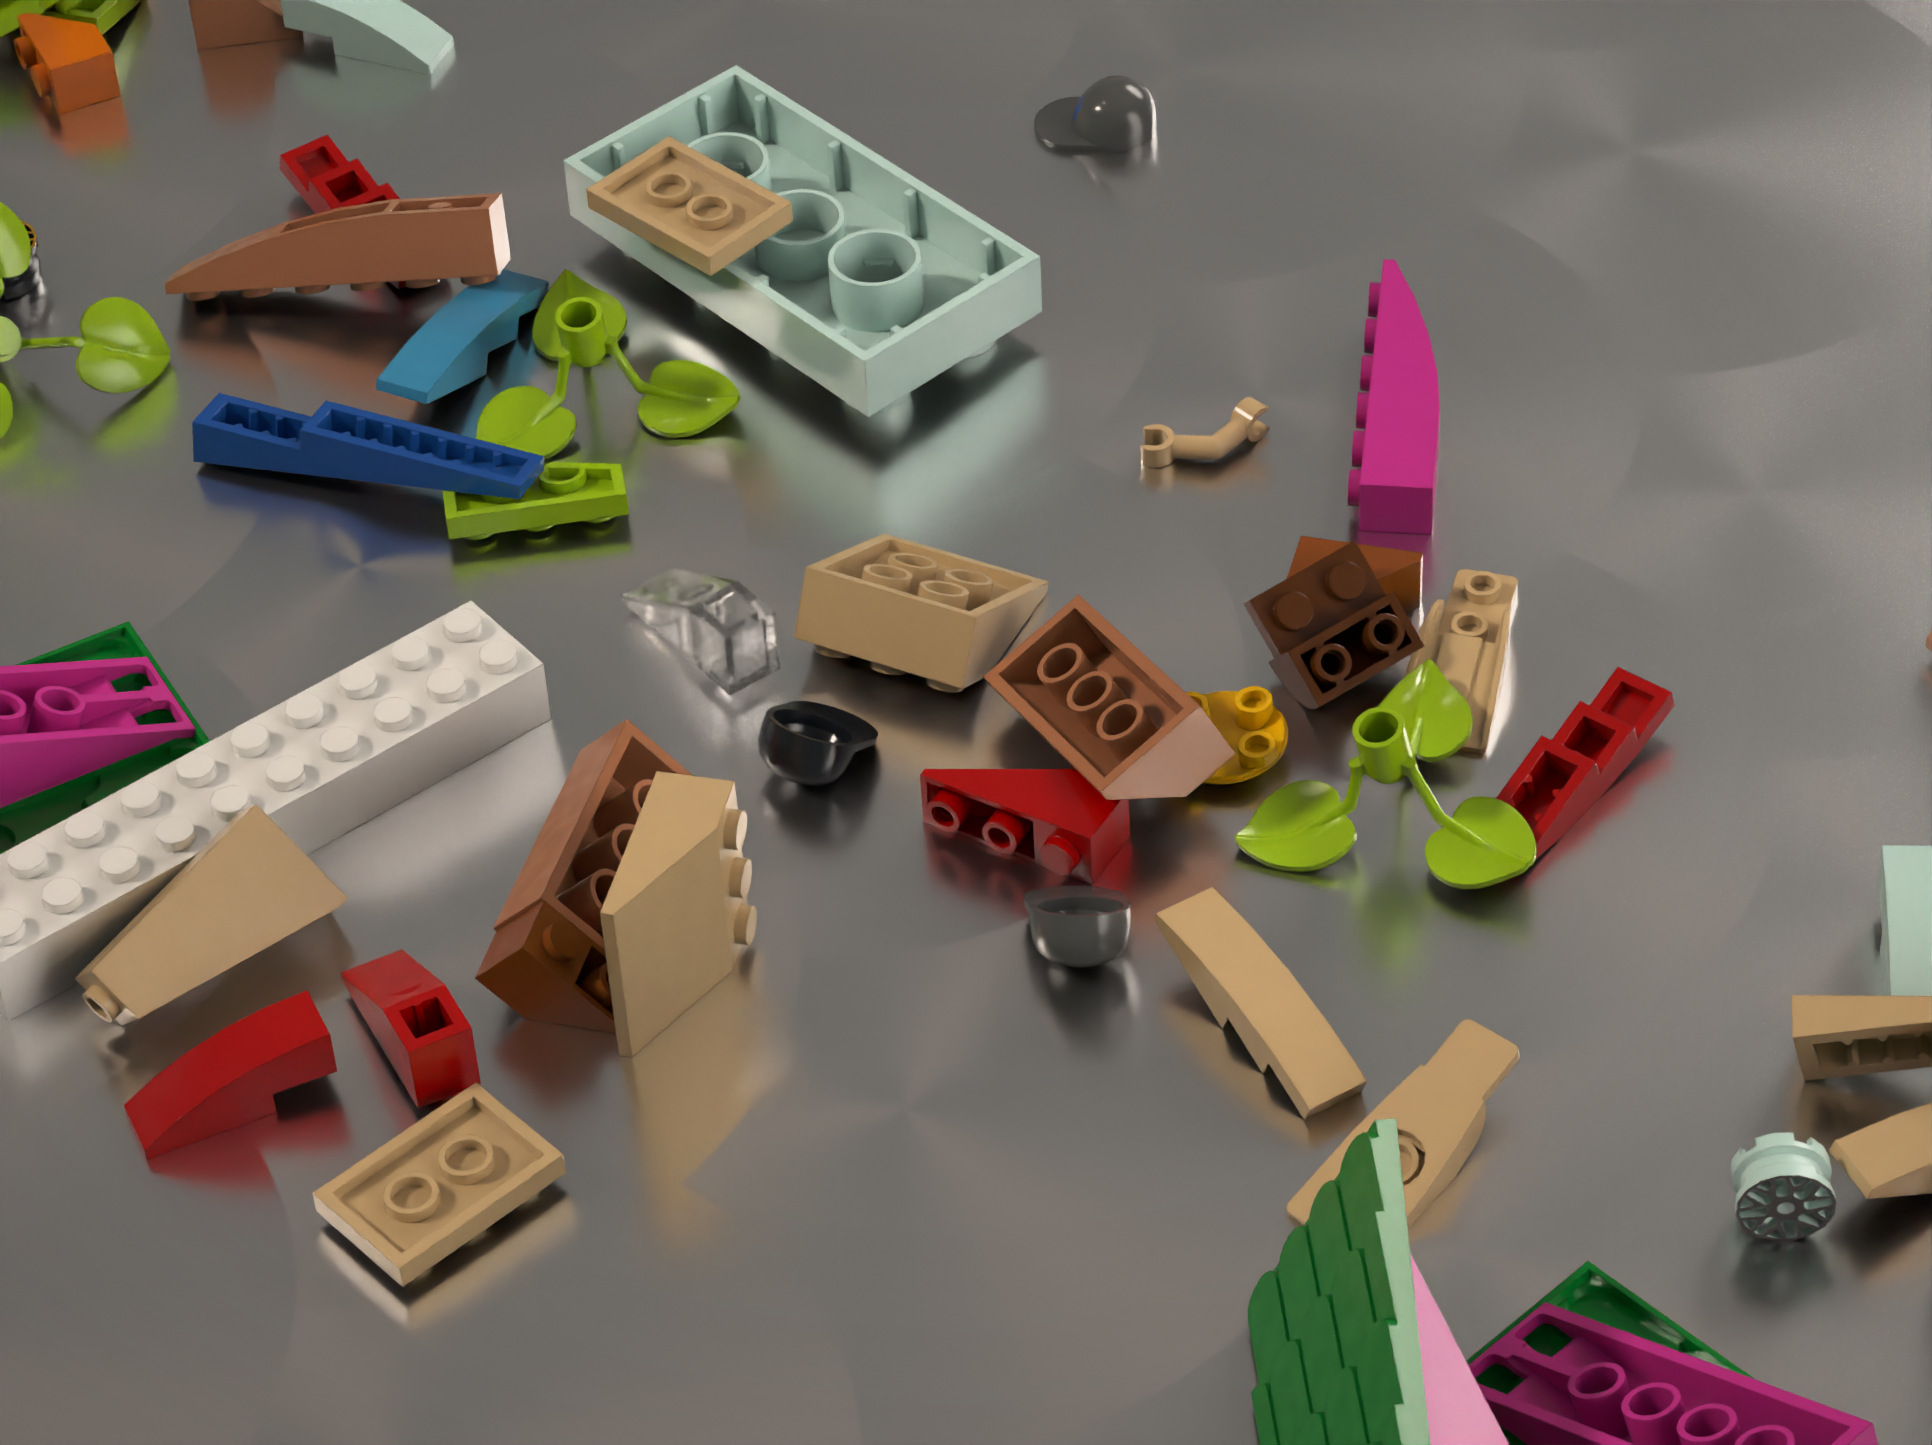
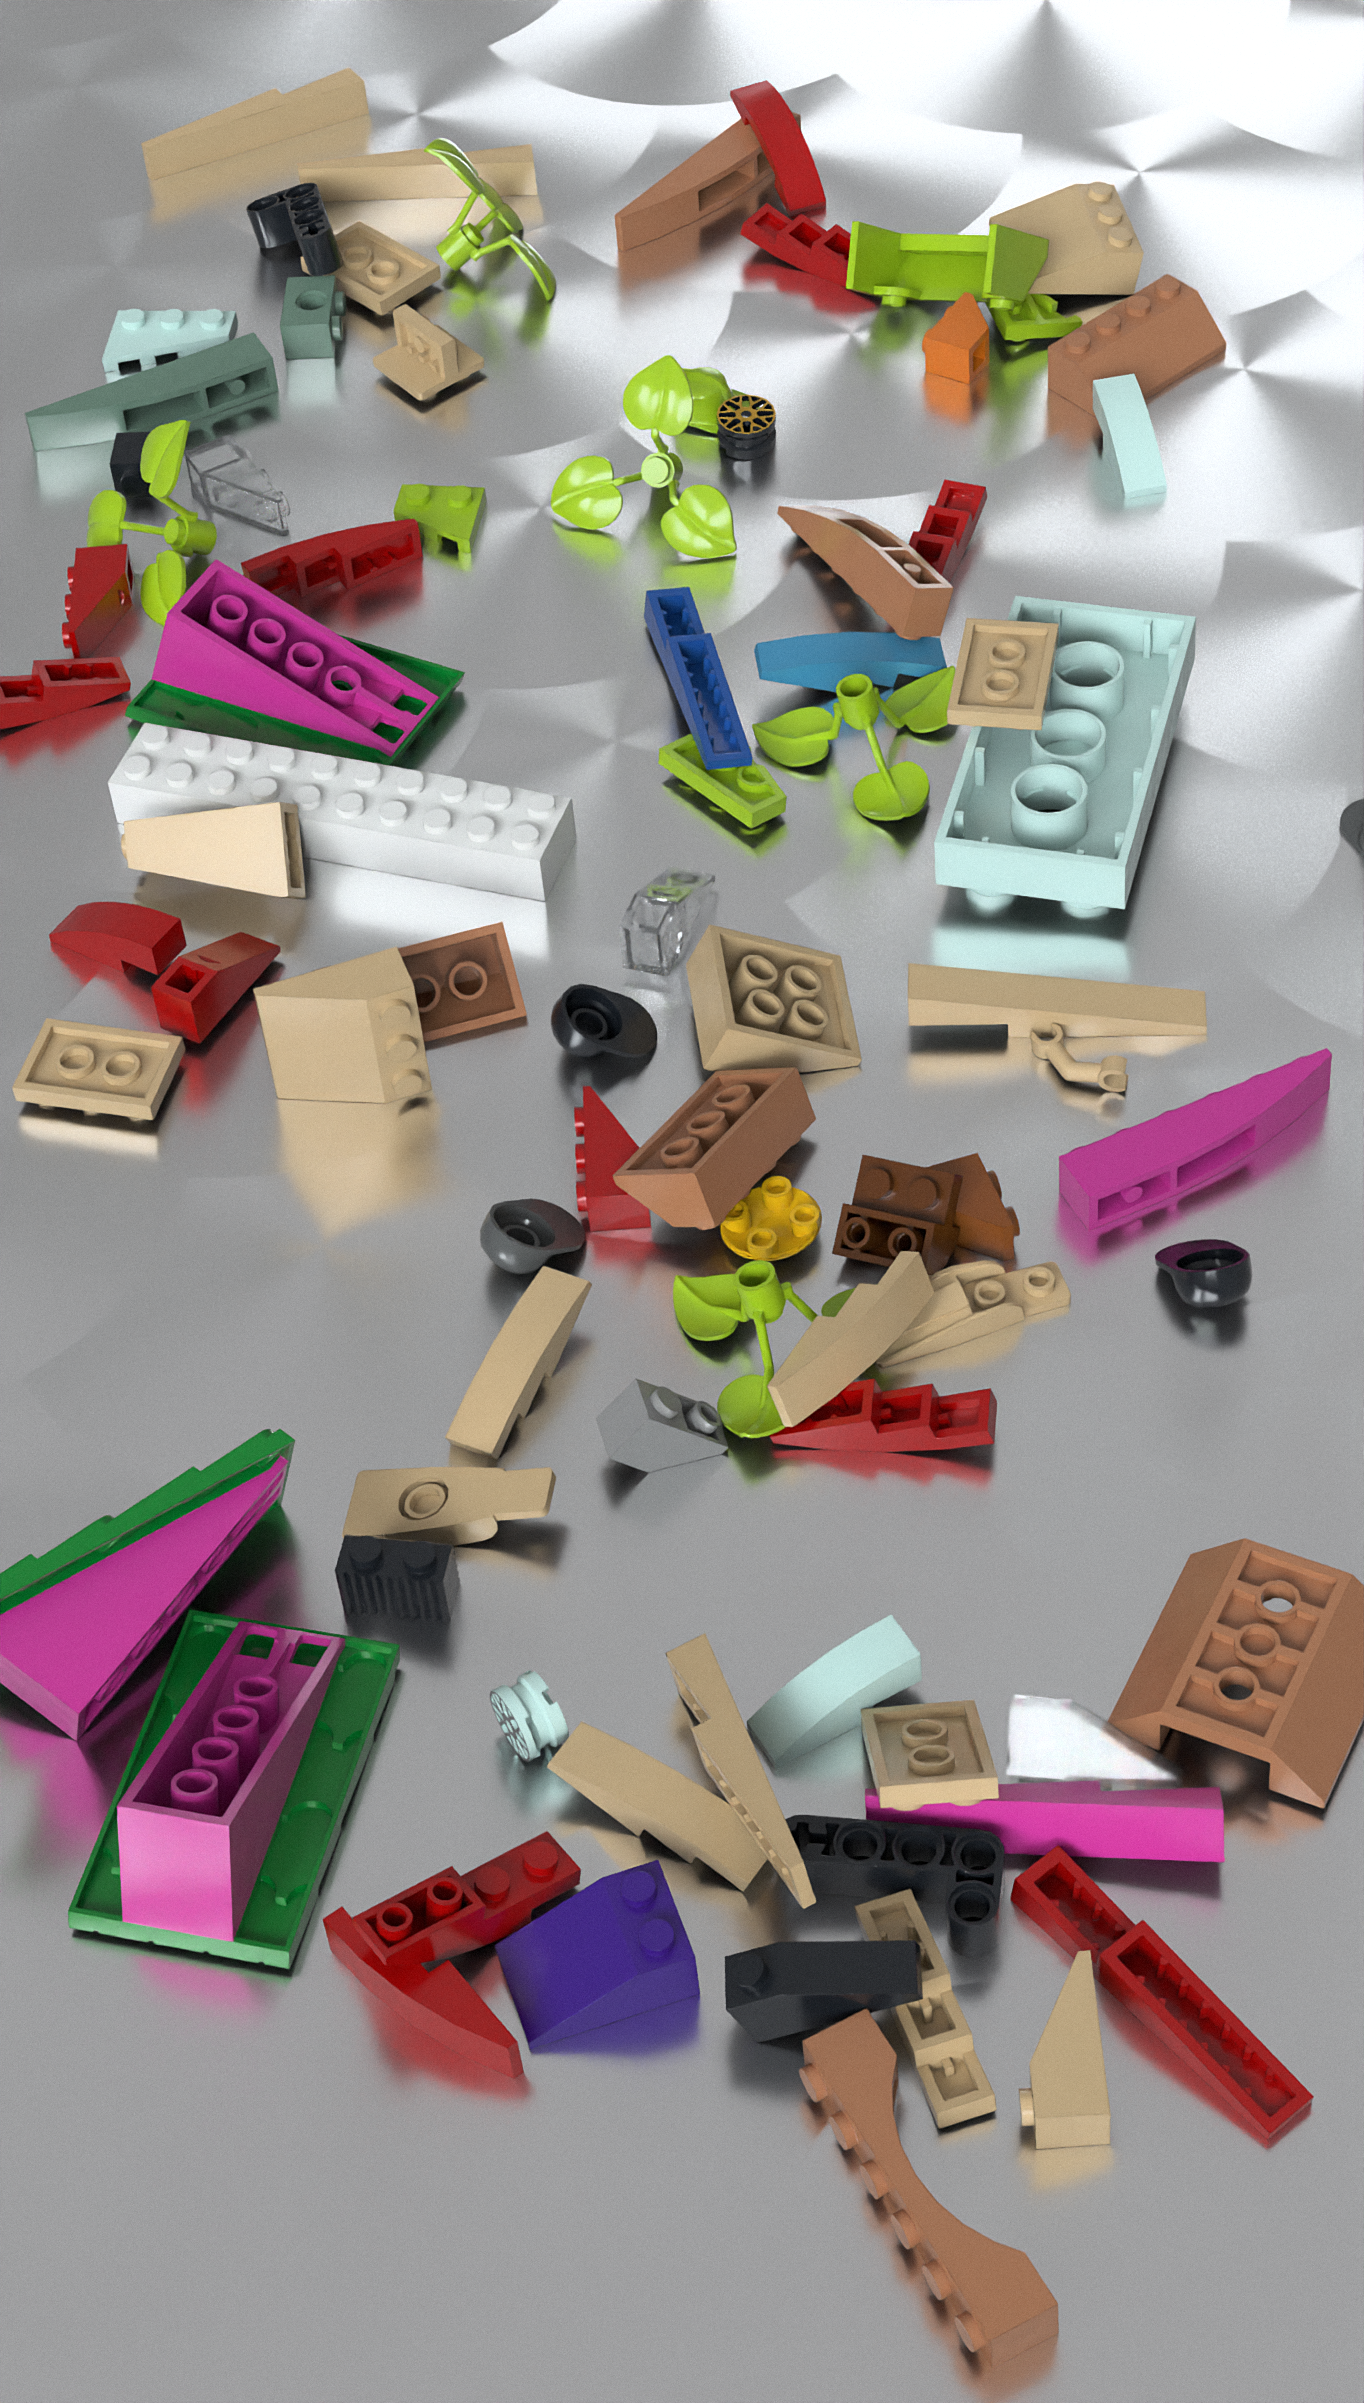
camera: 60 degrees right, 5 degrees up
(1109, 423) = (1035, 1001): none -> tan slope
(1454, 929) = (659, 1428): none -> light grey slope
(1479, 723) = (846, 1345): none -> tan slope
(1496, 1221) = (397, 1578): none -> black brick
(1583, 466) = (1207, 1271): none -> black cap

